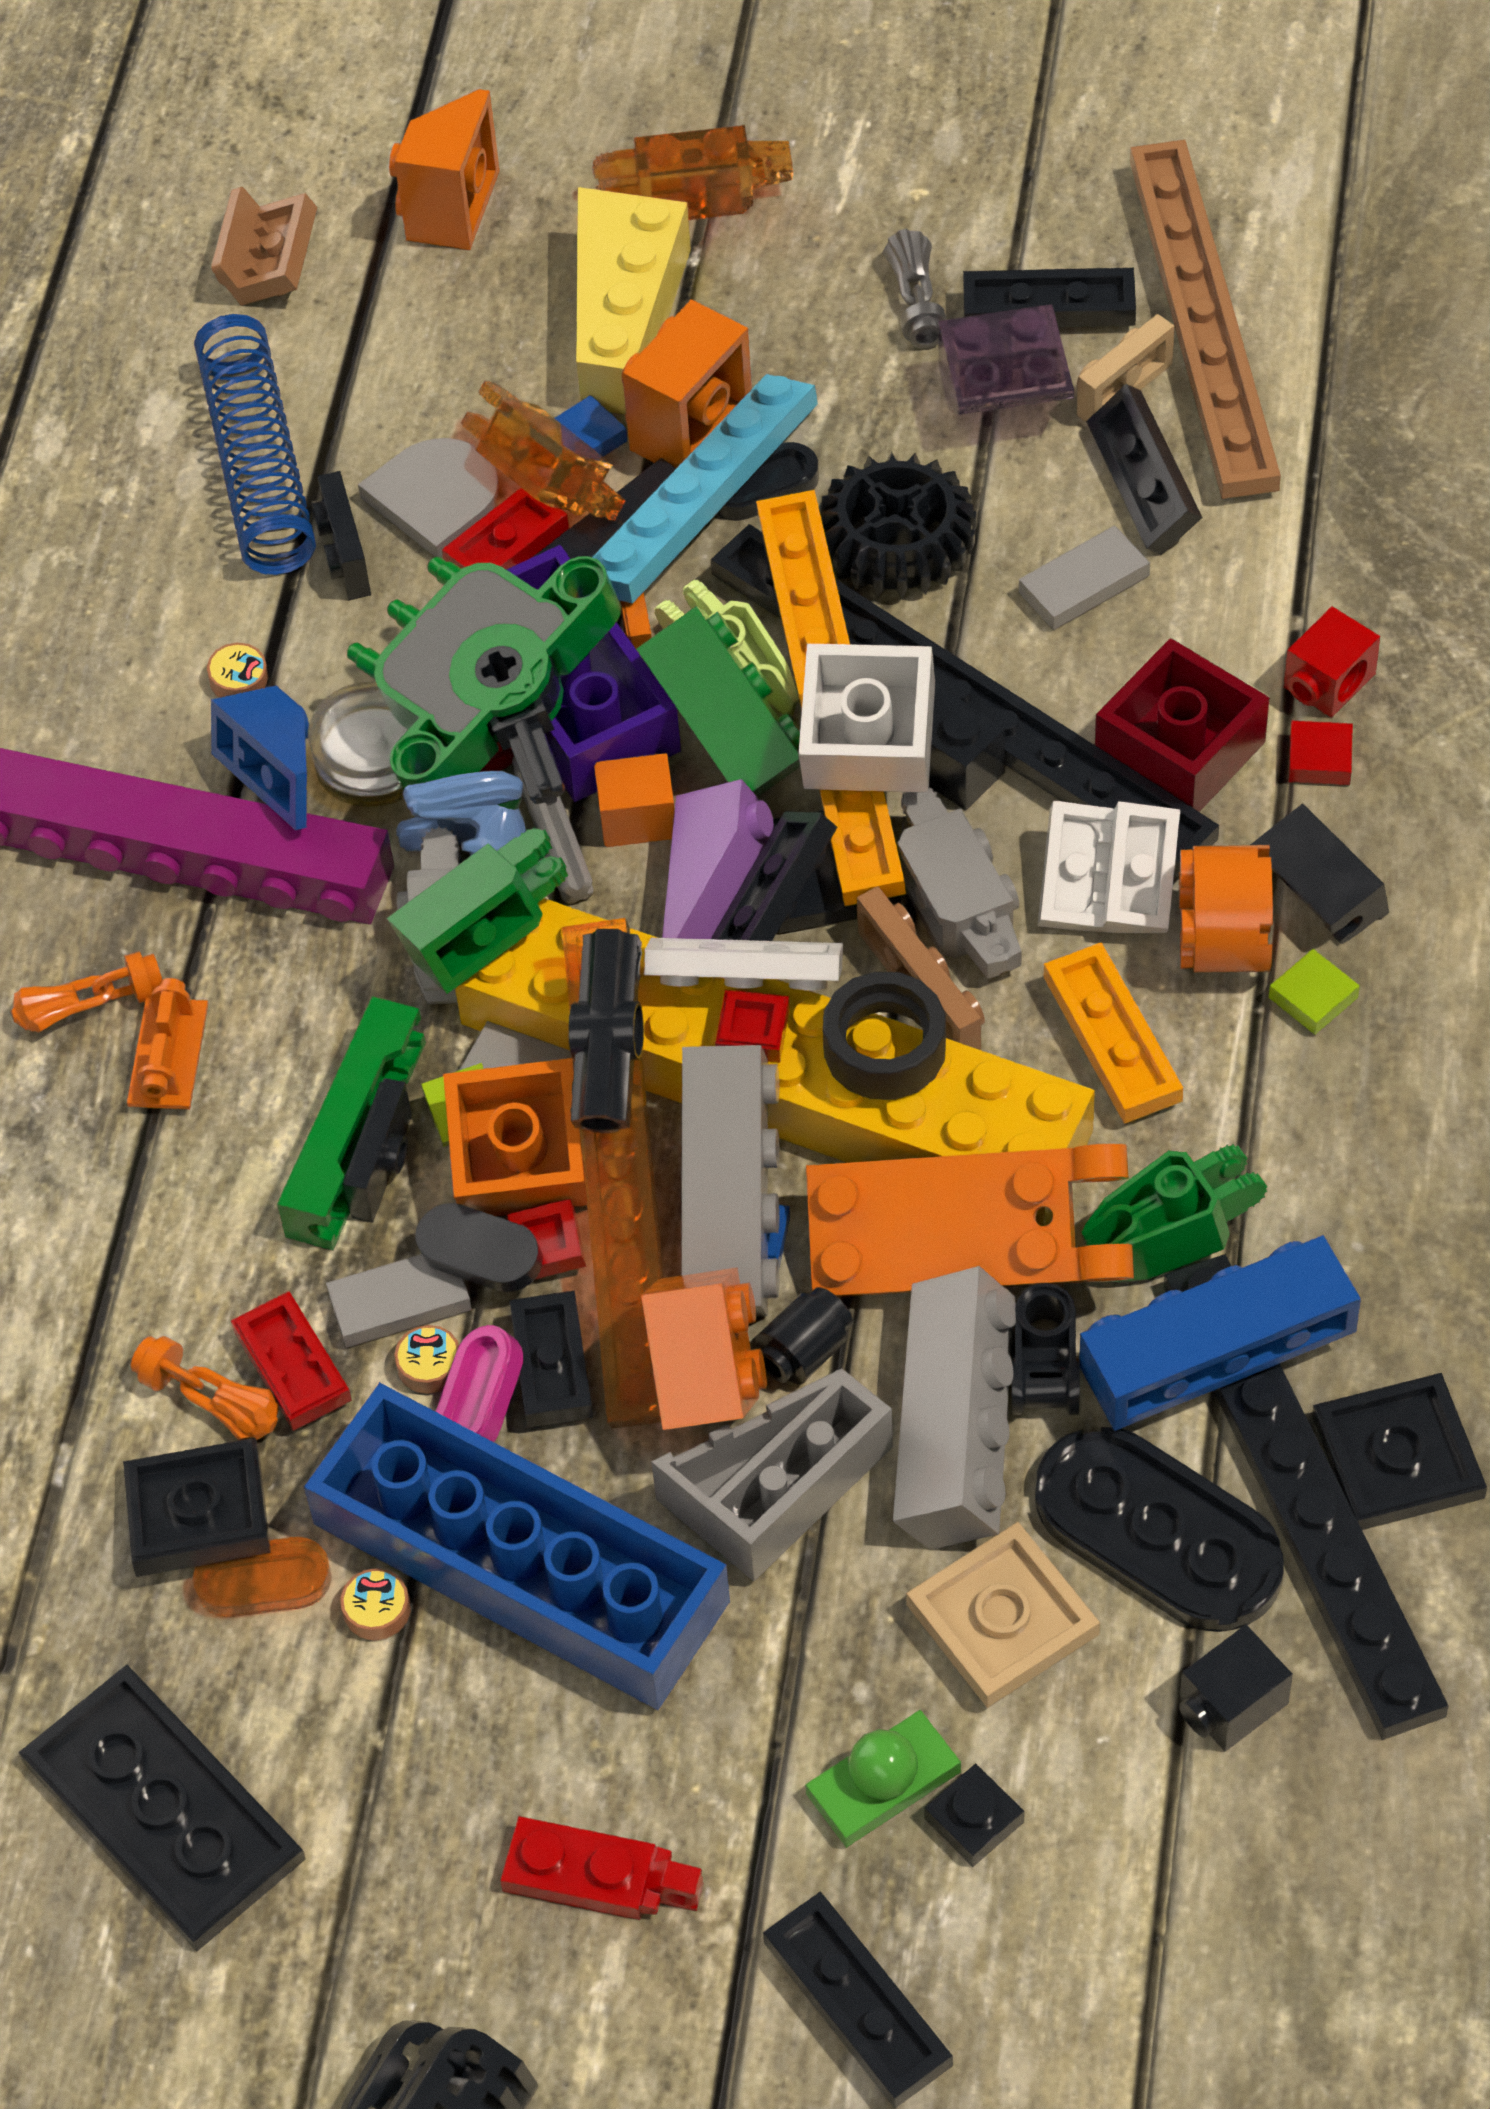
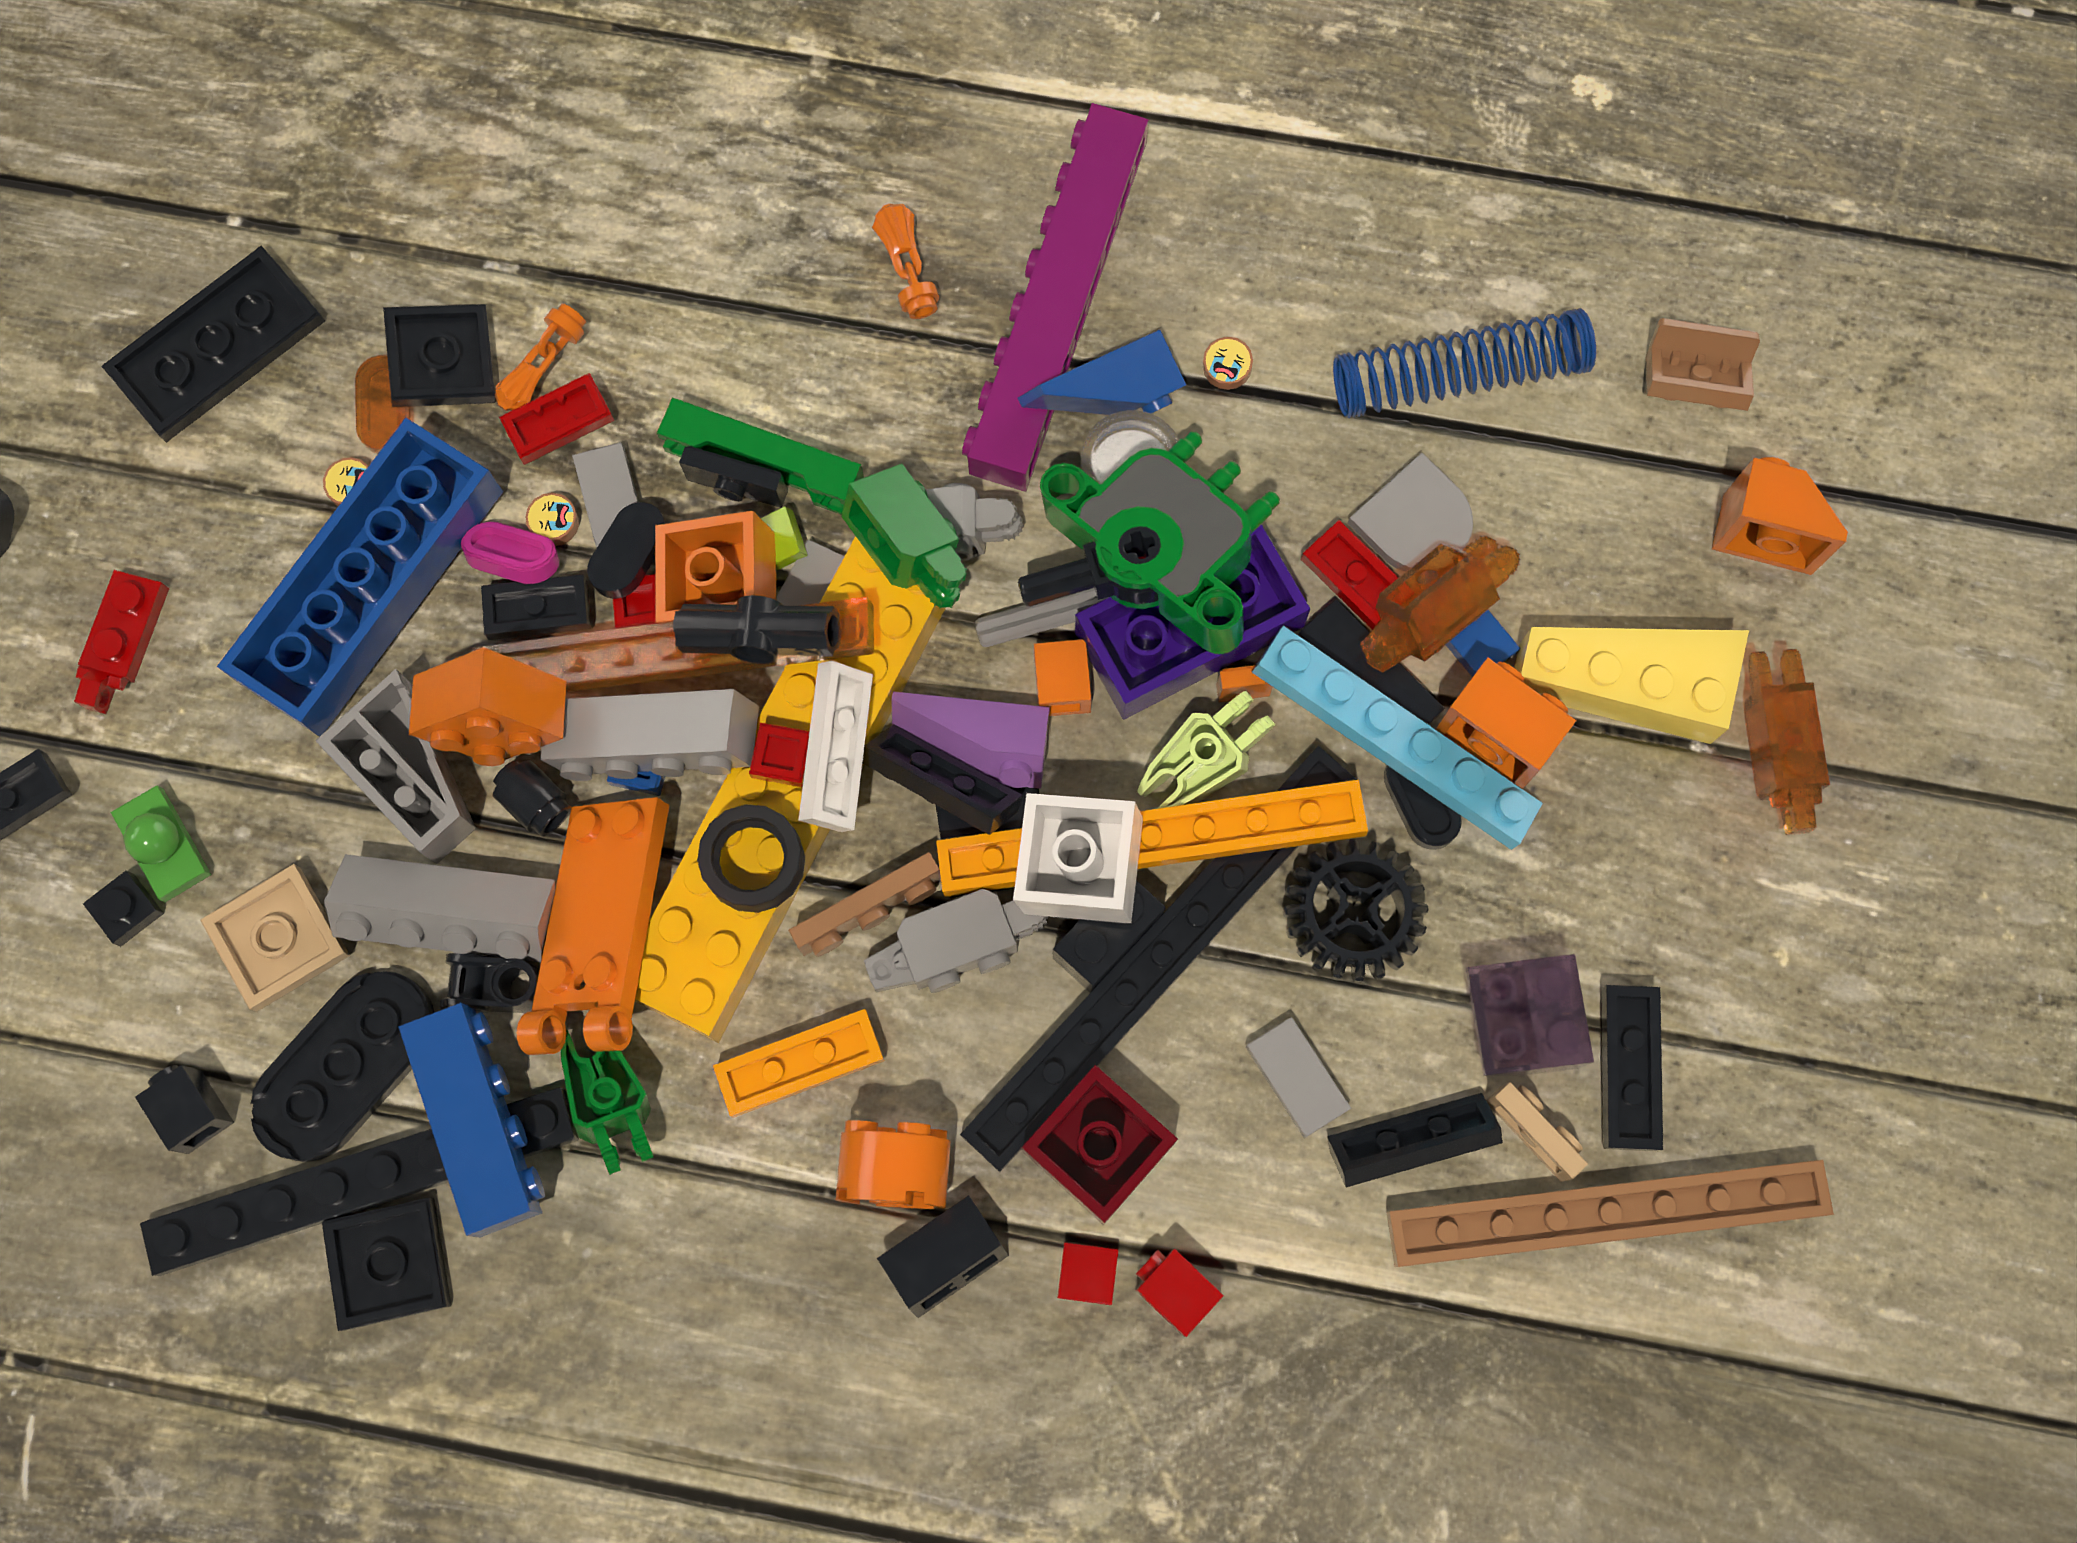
camera: 90 degrees right, 20 degrees up
(168, 1048) = (847, 322): orange hinge -> none
(345, 554) = (1377, 436): black plate -> none
(473, 805) = (1029, 539): medium blue hair -> none
(723, 700) = (1133, 739): green brick -> none
(909, 258) = (1685, 939): flat silver piece -> none
(1109, 868) = (961, 1072): white slope -> none
(1314, 991) = (832, 1241): lime tile -> none

